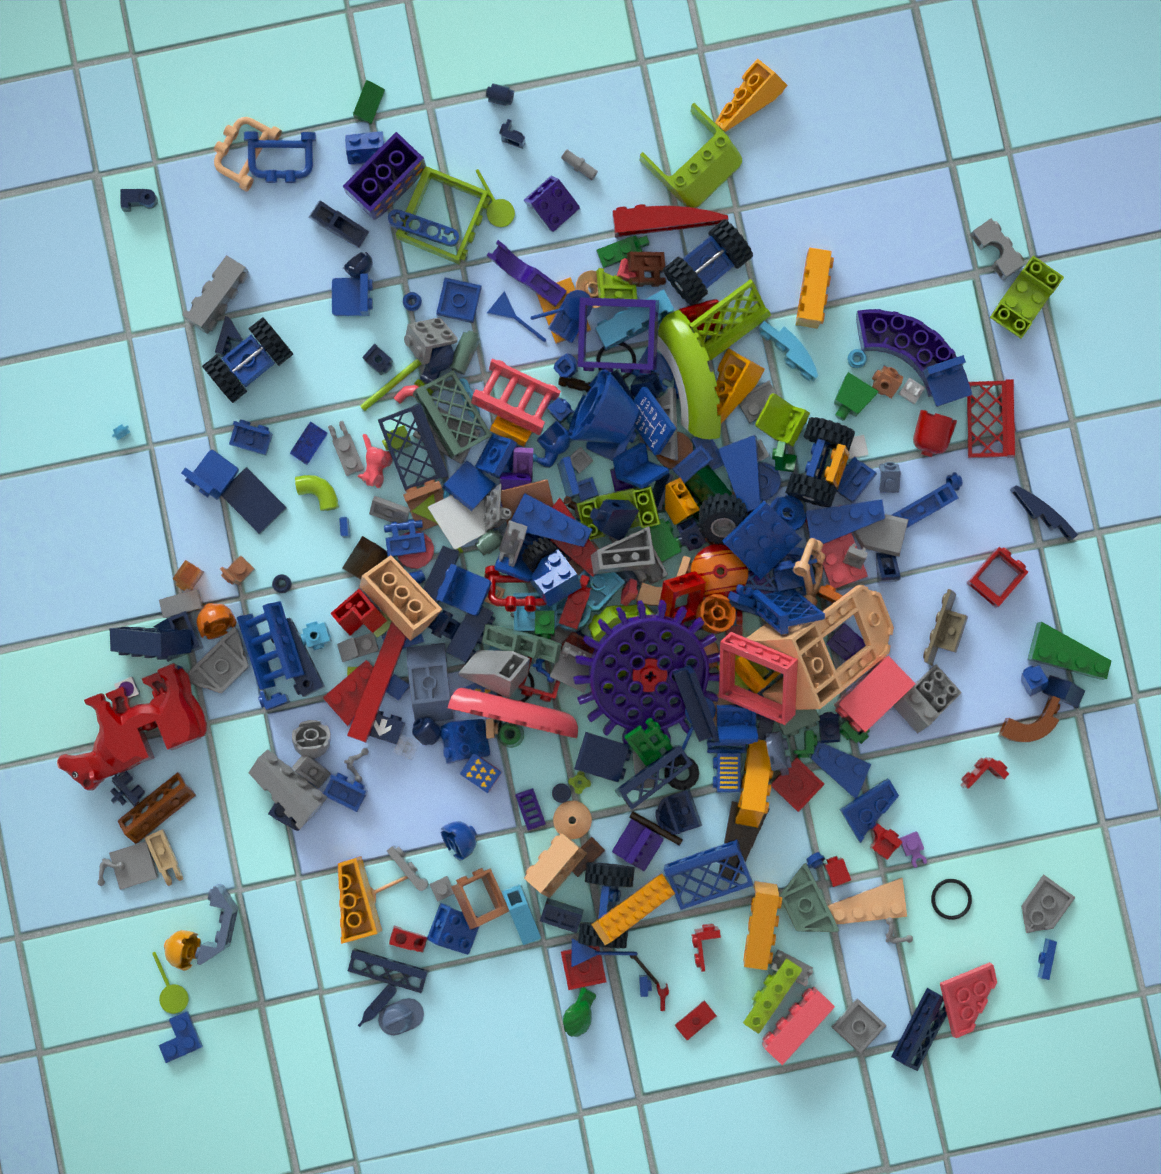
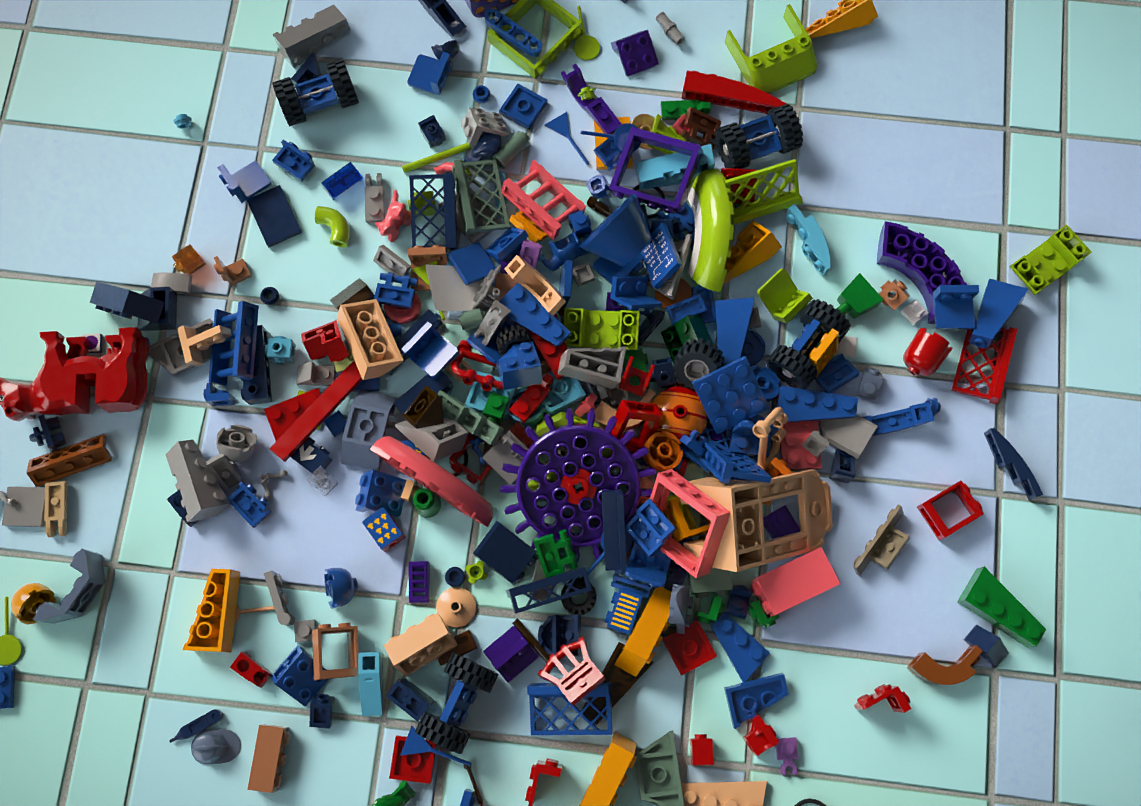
camera: 20 degrees right, 10 degrees down
(215, 620) = (194, 307): orange cylinder -> none
(232, 661) = (193, 343): none -> light nougat bracket
(344, 527) = (345, 264): blue tile -> none
(390, 964) = (223, 690): dark blue fence -> none
(426, 731) = (347, 472): dark blue head -> none
(444, 625) = (401, 378): dark blue brick -> none
(454, 1009) = (268, 758): none -> nougat brick
(480, 650) = (425, 409): none -> dark brown slope
(485, 953) = (321, 711): none -> dark blue bracket
(520, 268) = (587, 93): none -> lime plate
(545, 492) = (536, 284): none -> light nougat arch
(587, 489) = (579, 300): blue plate -> none
(614, 517) = (595, 328): dark blue torso -> none
(633, 909) = (480, 716): light orange piece -> none
(676, 548) = (642, 375): none -> red piece
(679, 508) = (661, 344): light orange slope -> none
(709, 850) = (581, 679): none -> plate
(728, 691) = (650, 527): none -> blue slope
(755, 401) = (762, 273): light grey plate -> none
(783, 461) = (771, 333): green bracket -> none
(813, 288) = (849, 192): light orange wedge -> none
(815, 860) = (683, 731): blue plate -> none
(861, 354) = (870, 262): medium azure plate -> none
(927, 699) = (845, 606): light grey slope -> none
(989, 361) = (995, 310): none -> blue slope
(990, 235) = (1029, 197): light grey arch -> none
(1034, 680) = (960, 623): blue brick -> none

